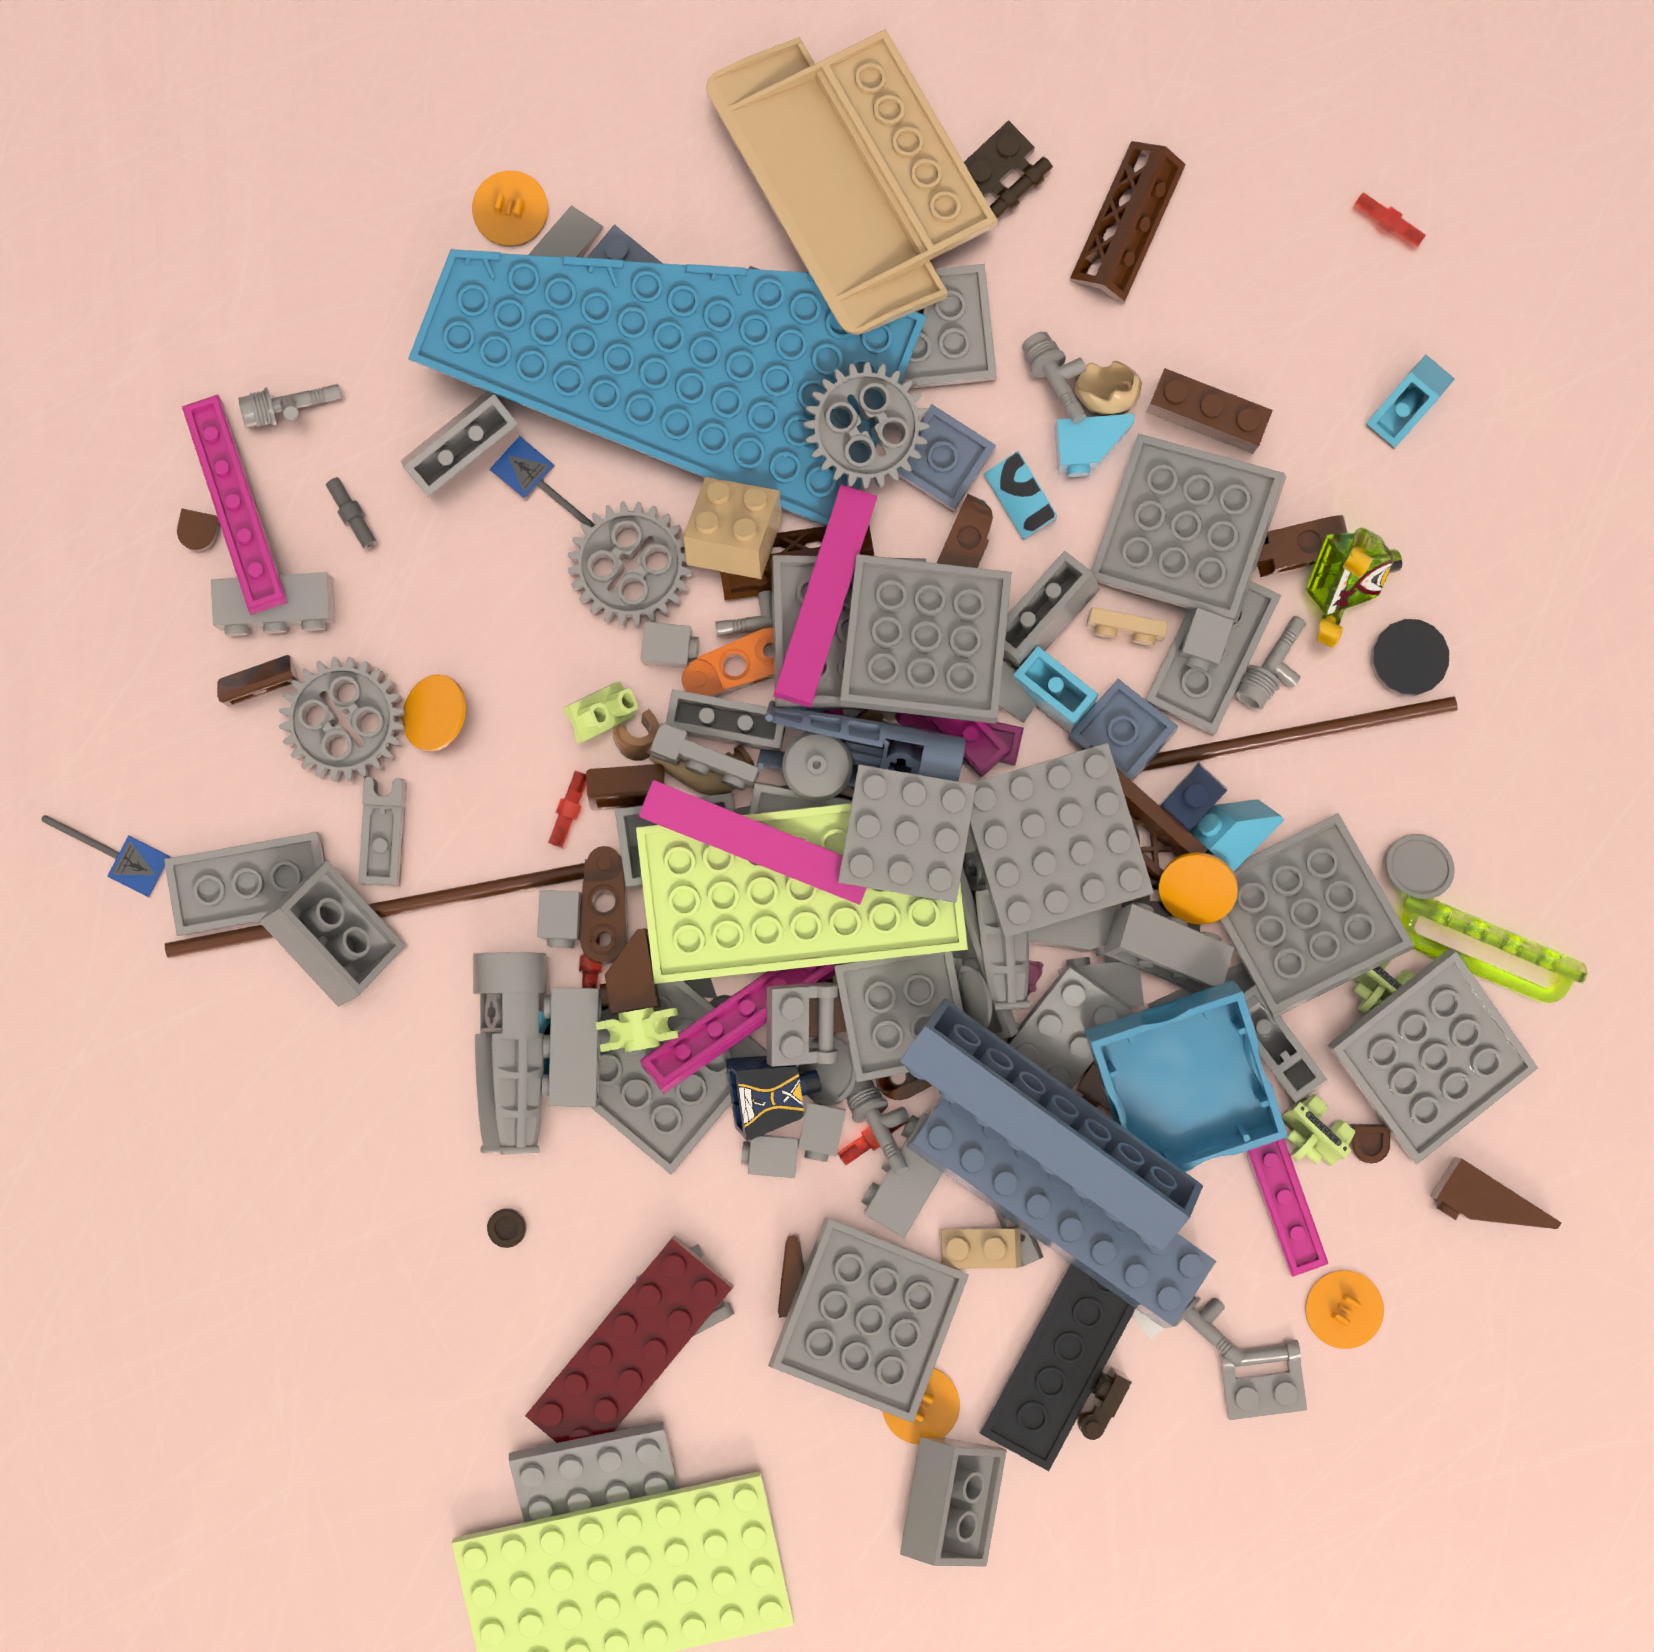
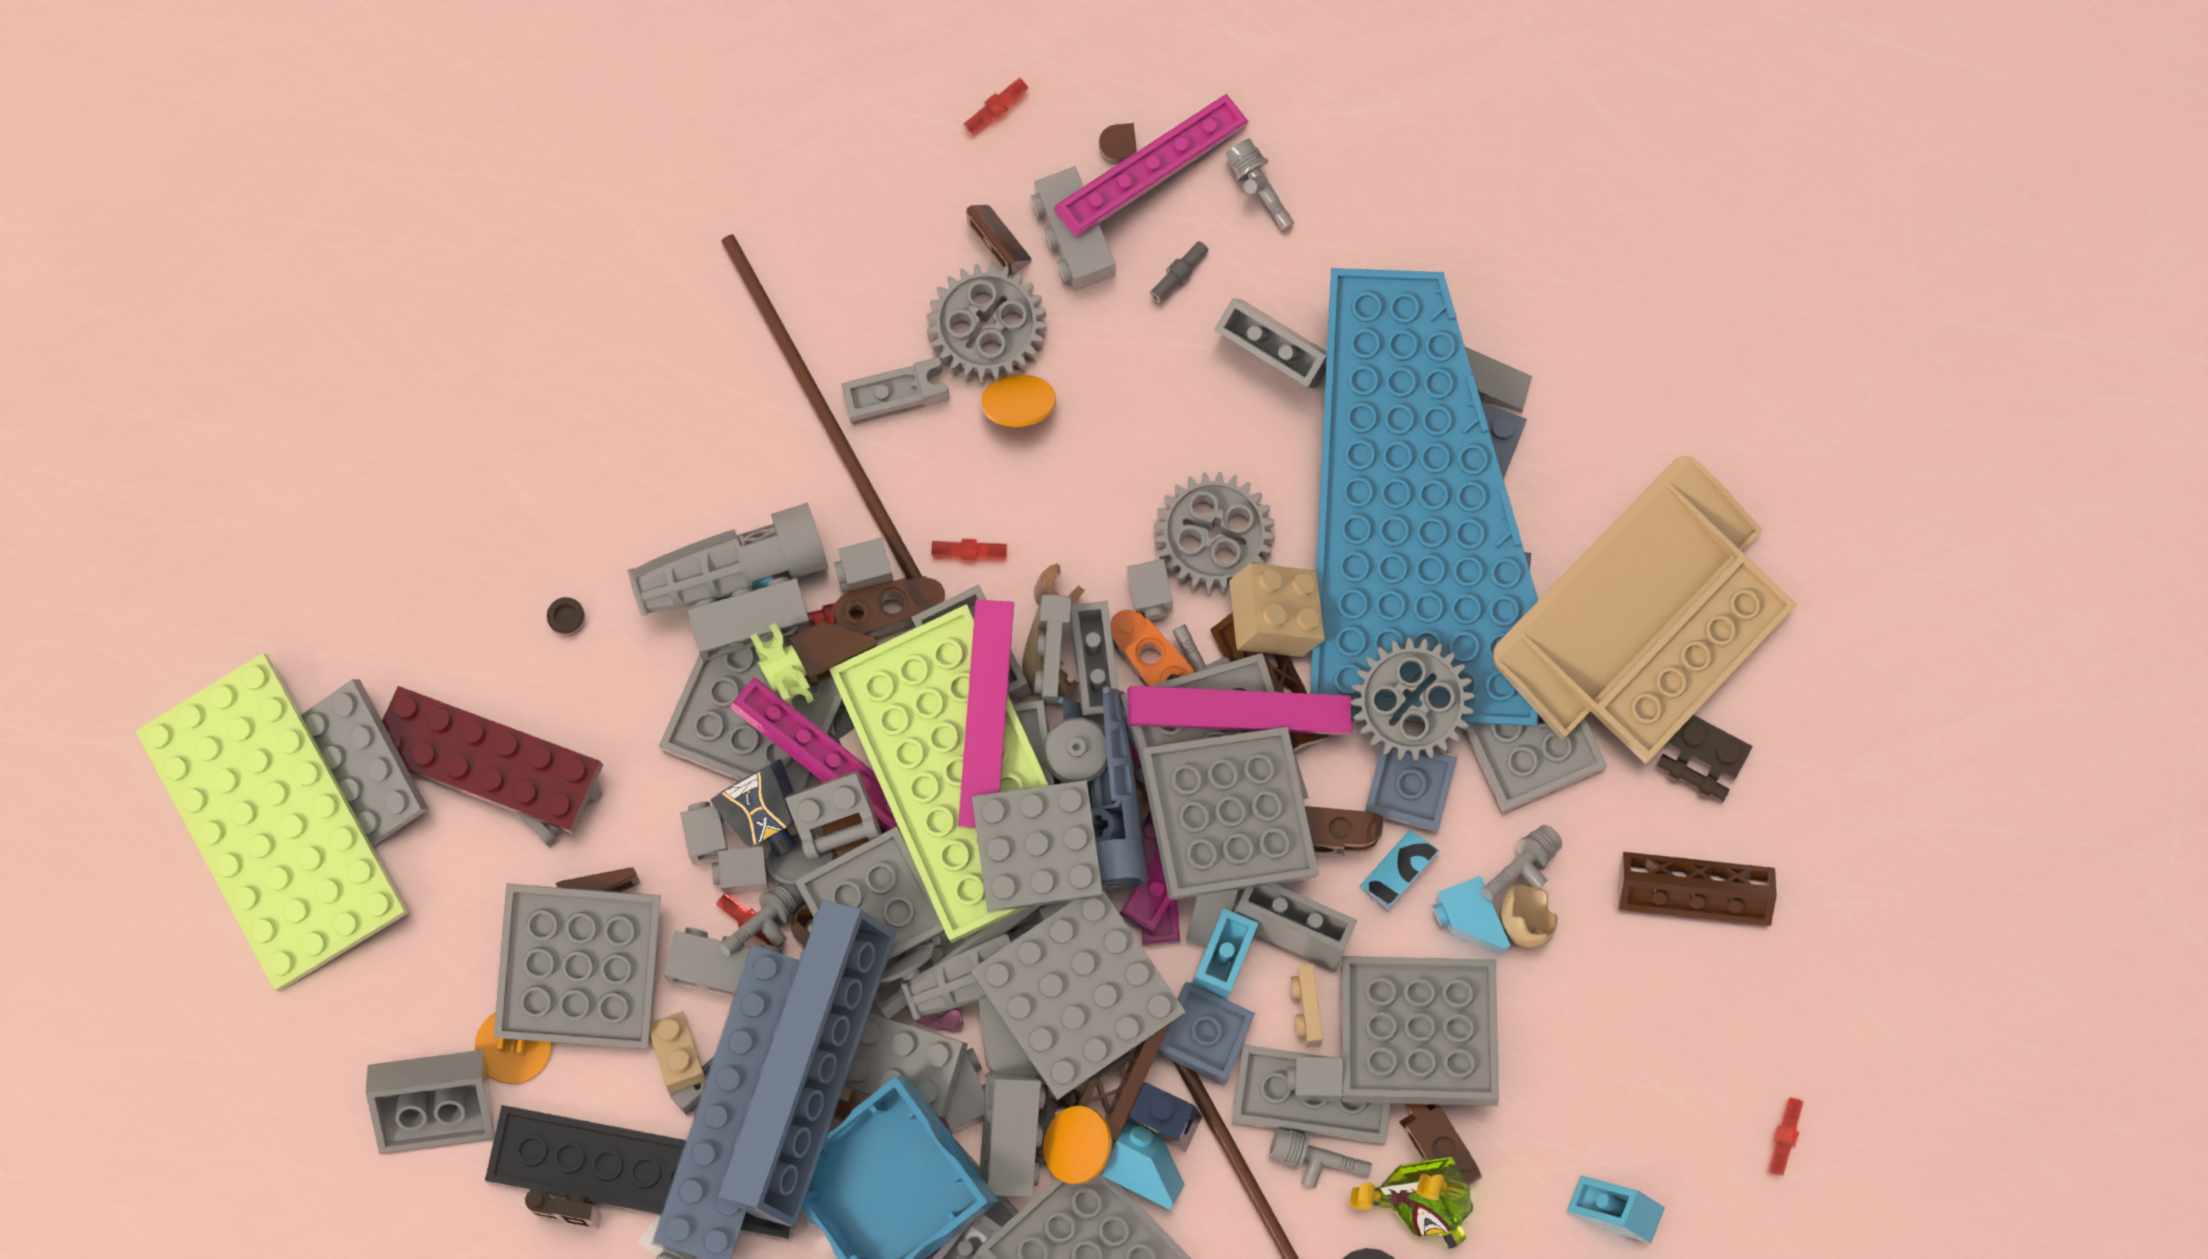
camera: 70 degrees right, 10 degrees down
(117, 639) = (995, 106): none -> clear red bar
(135, 865) = (794, 187): piece -> none
(238, 882) = (810, 288): light grey plate -> none
(332, 934) = (787, 374): light grey slope -> none
(510, 208) = (1510, 323): light orange piece -> none
(524, 469) = (1272, 412): piece -> none
(601, 711) = (1067, 546): yellowish green hips -> none
(621, 785) = (1003, 583): reddish brown slope -> none
(1209, 411) = (1539, 1018): reddish brown brick -> none

